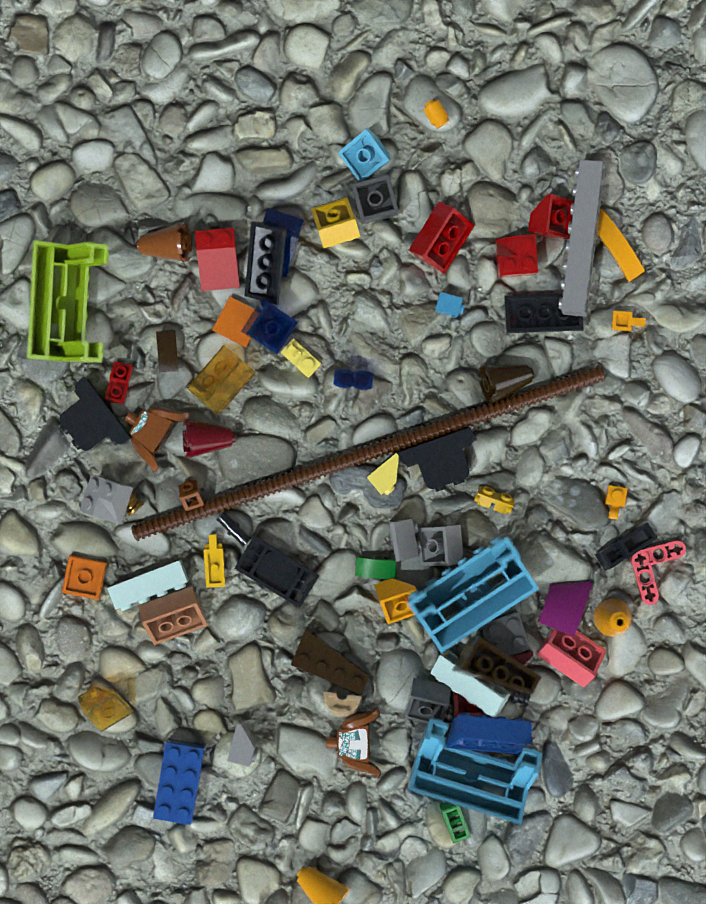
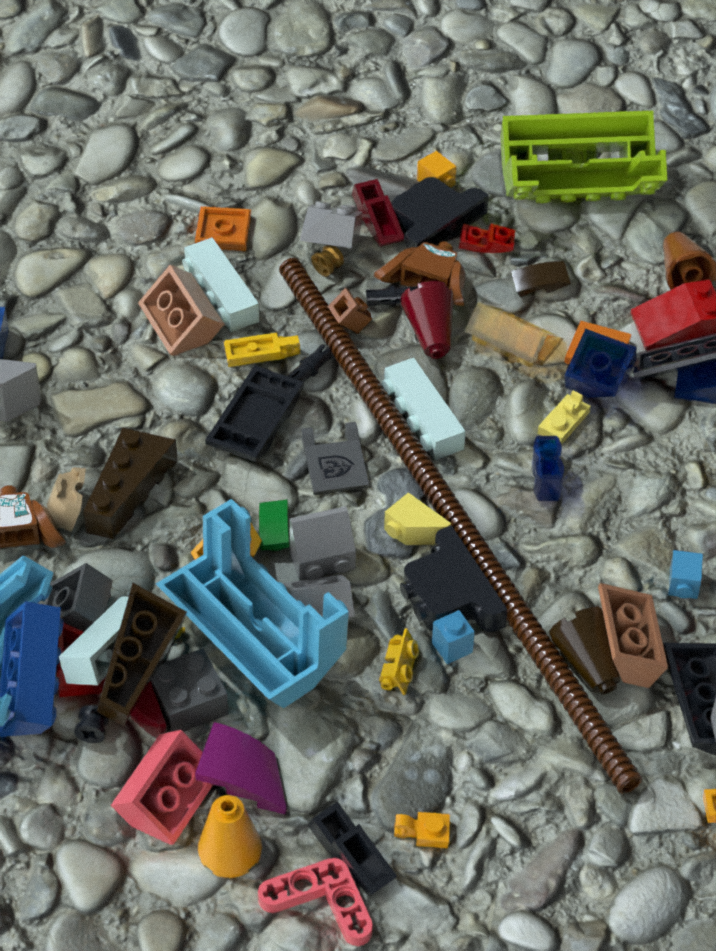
camera: 85 degrees right, 40 degrees down
(47, 410) = (437, 166): none -> light orange brick
(86, 461) = (377, 212): none -> dark red slope
(104, 707) = (47, 253): clear yellow slope -> none
(172, 461) = (386, 296): none -> black pin
(285, 454) = (424, 409): none -> light aqua brick
(324, 520) = (337, 464): none -> dark grey flag
(482, 464) = (453, 637): none -> dark azure brick
(501, 351) = (633, 635): none -> nougat slope

